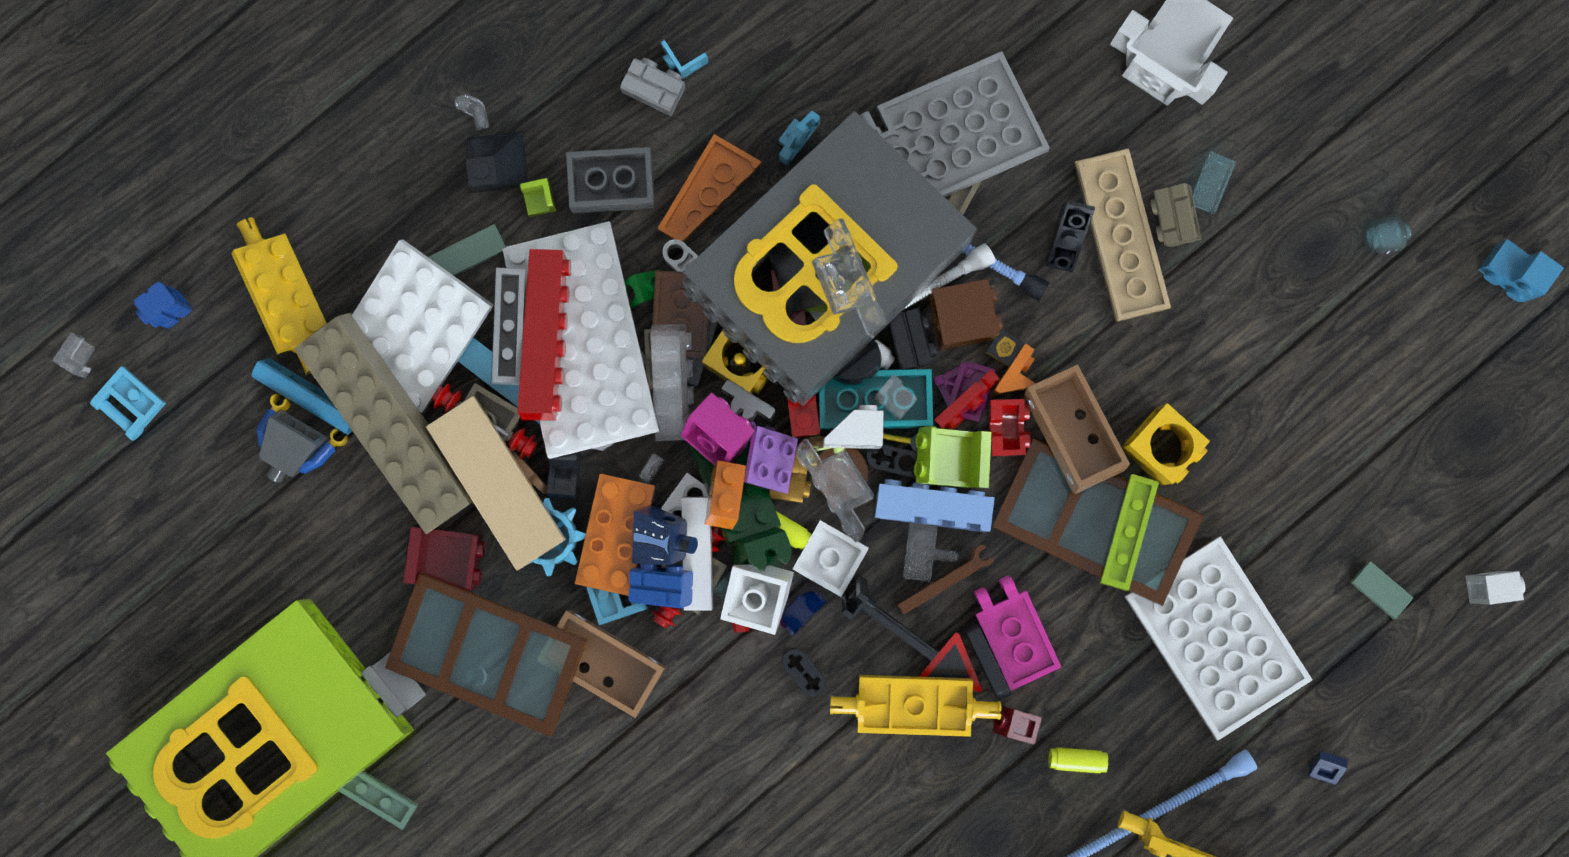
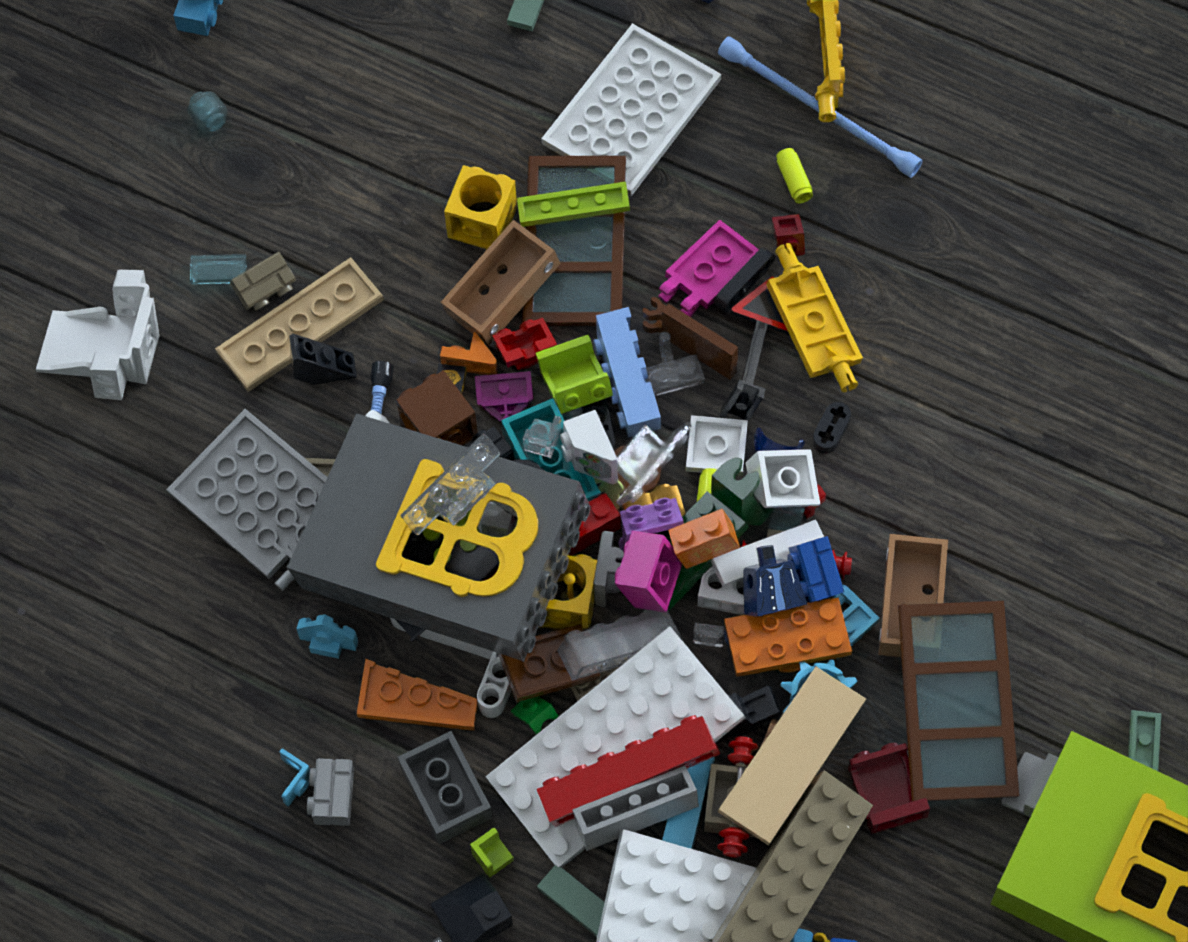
camera: 110 degrees left, 20 degrees down
(970, 399) = (513, 382): red plate -> none

